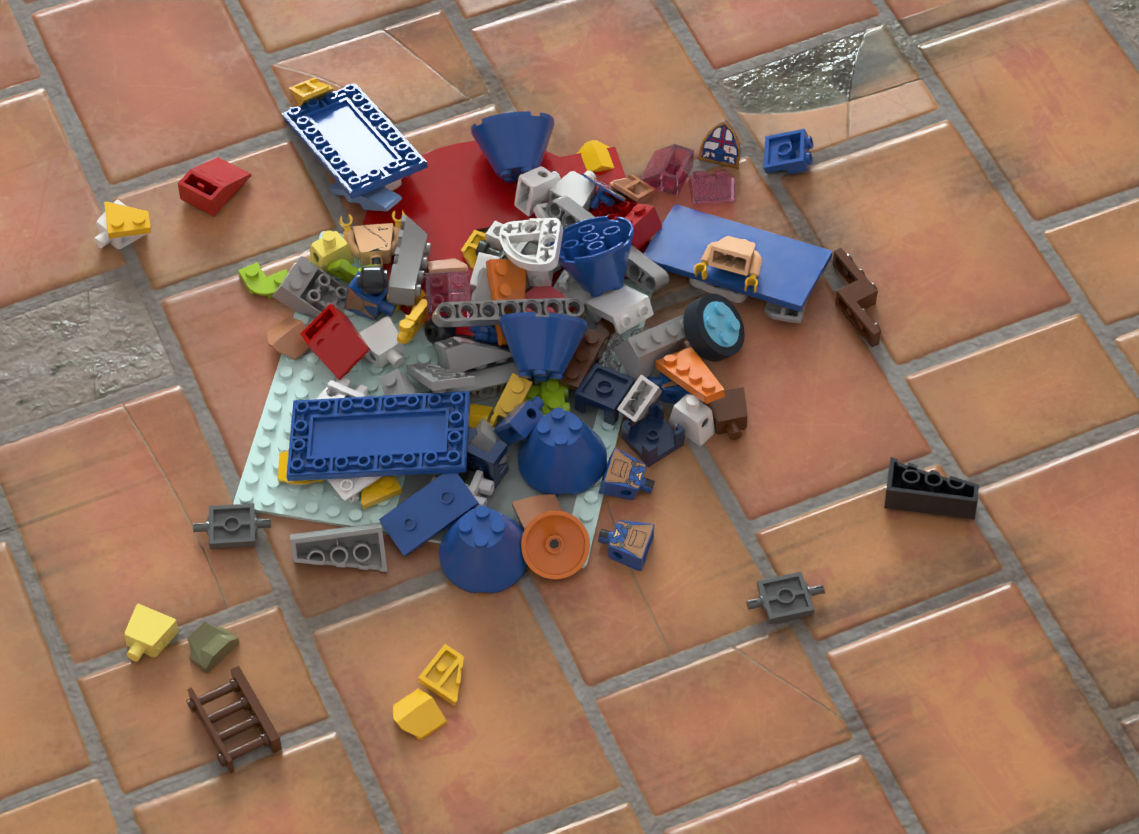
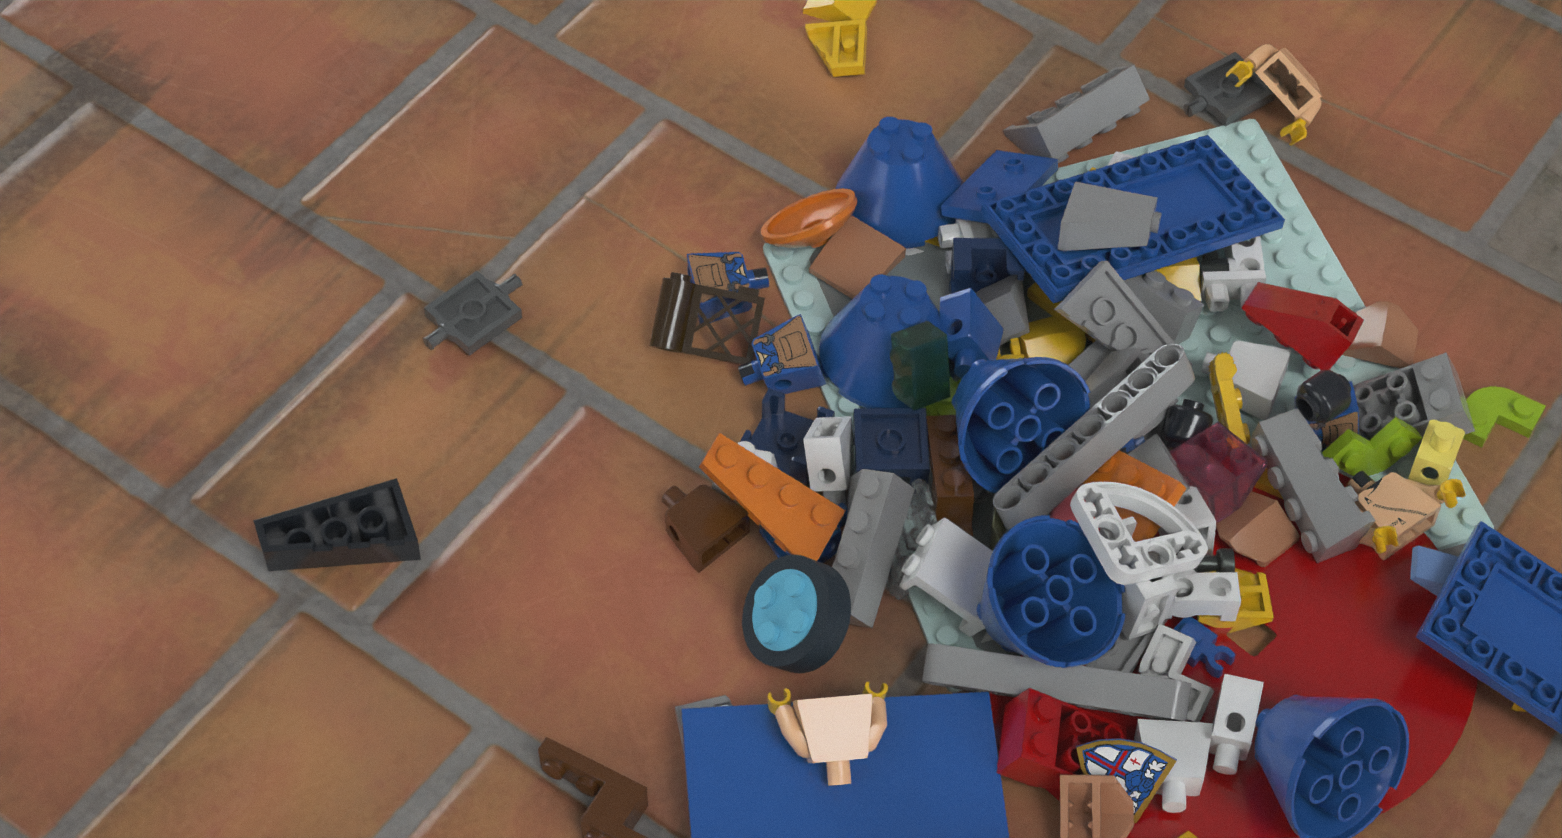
camera: 150 degrees right, 0 degrees up
(205, 497) = (1287, 81): none -> light nougat torso
(409, 415) = (1107, 219): none -> light grey slope
(568, 397) = (920, 365): none -> brick
(665, 523) = (678, 316): none -> dark brown piece

